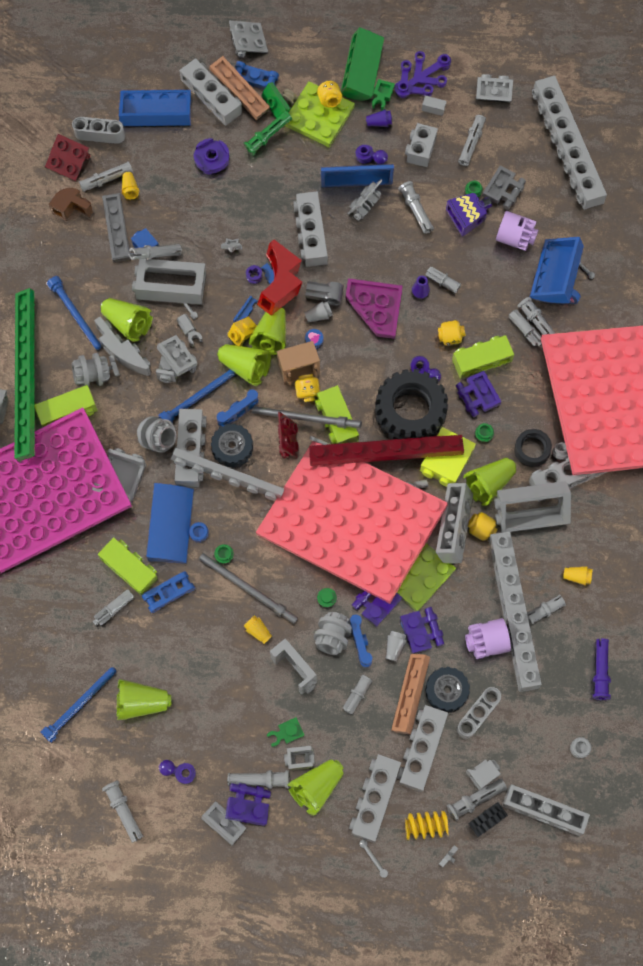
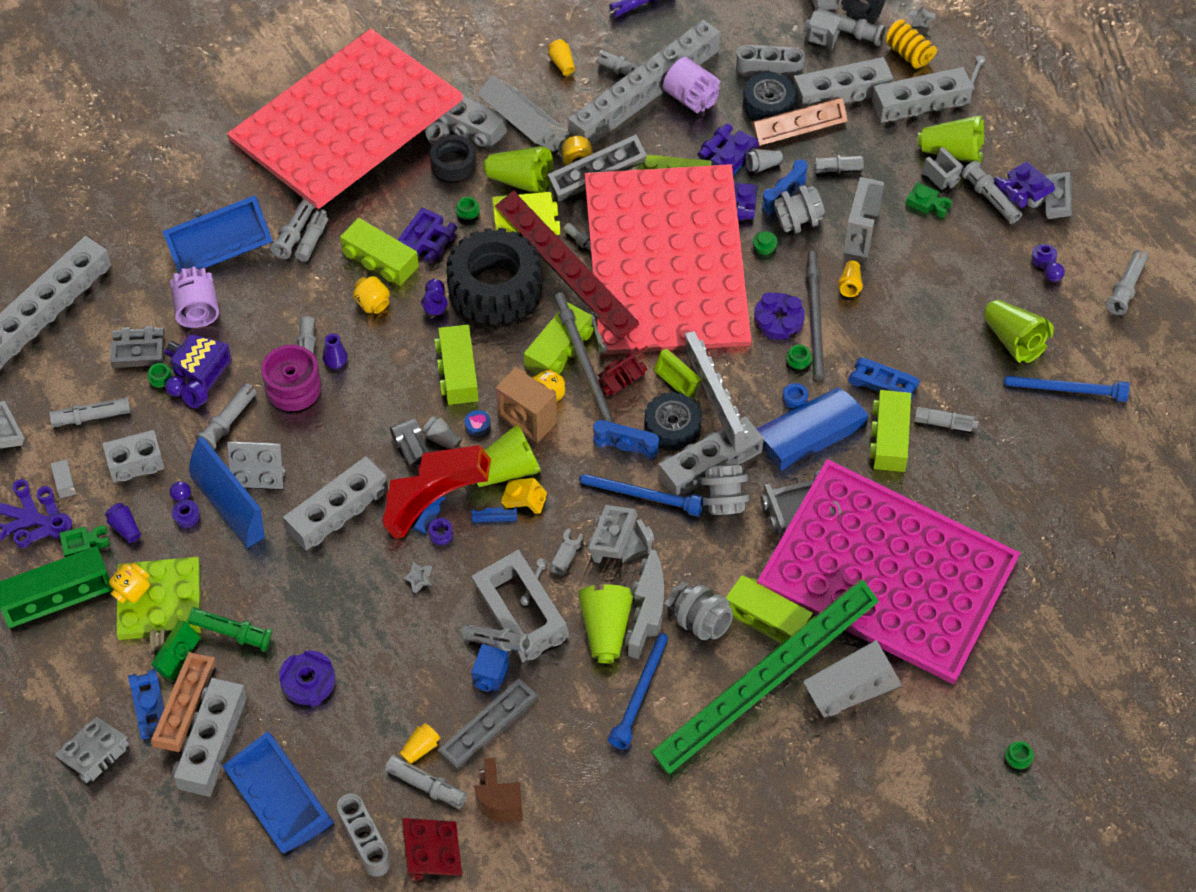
camera: 125 degrees left, 15 degrees down
(246, 362) = (564, 461): lime cone -> none
(260, 469) = (677, 374): none -> lime tile
(264, 576) = (779, 303): none -> dark purple plate
(362, 349) = (457, 364): none -> lime brick
(376, 304) = (388, 384): magenta plate -> none
(415, 250) = (291, 377): none -> magenta wheel
(457, 191) = (193, 393): none -> dark purple plate

